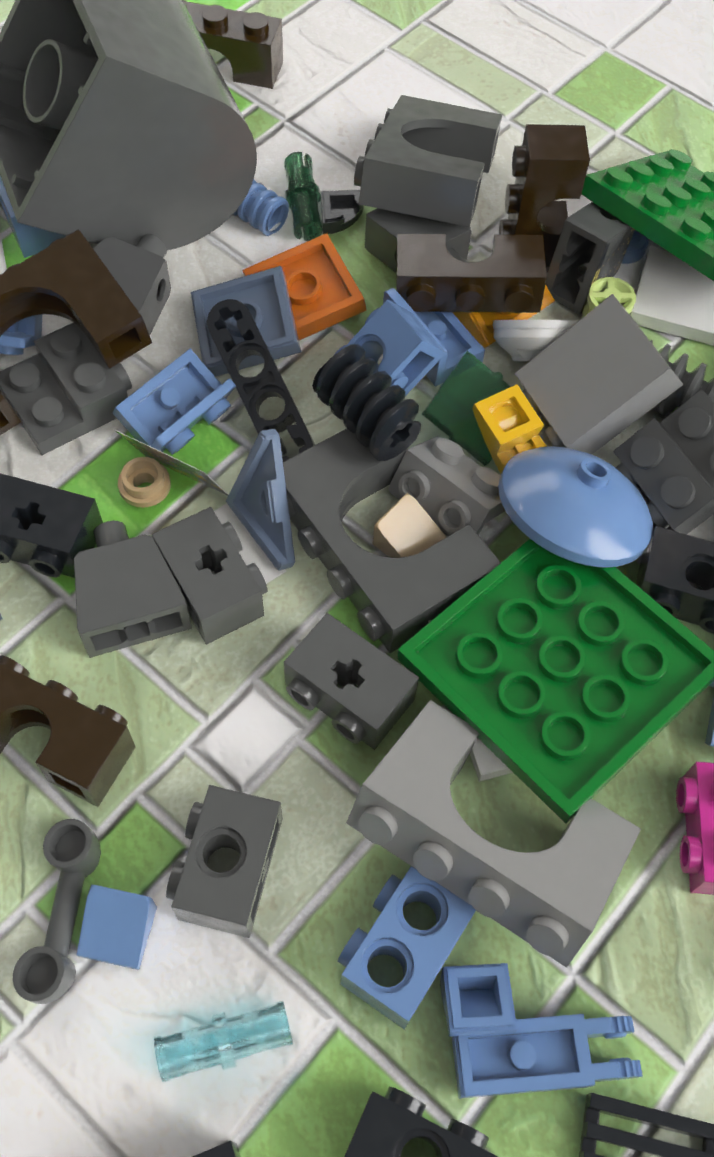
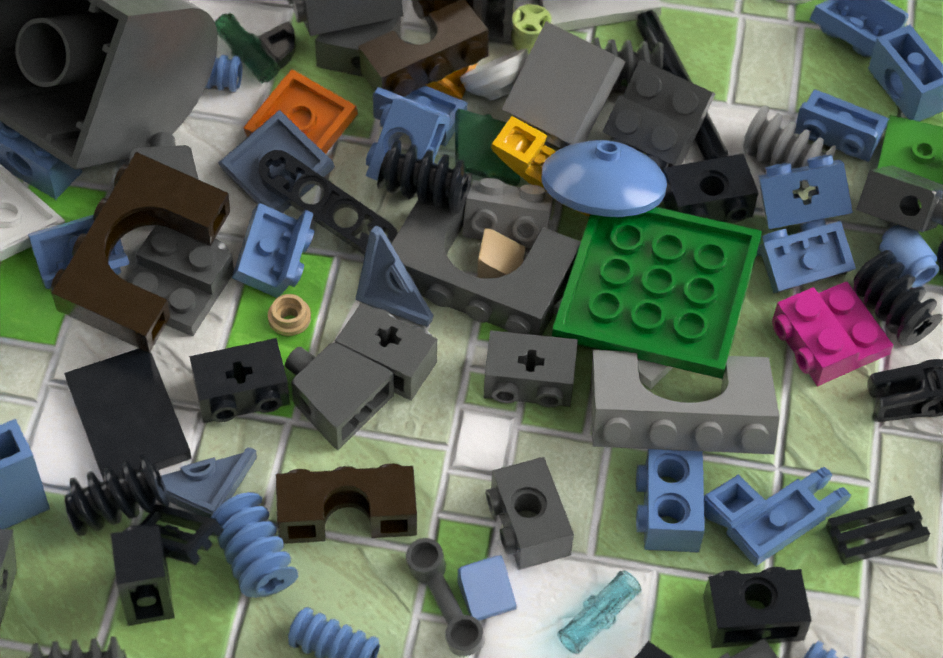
camera: 30 degrees left, 5 degrees down
(173, 463) = (313, 287): sticker -> none

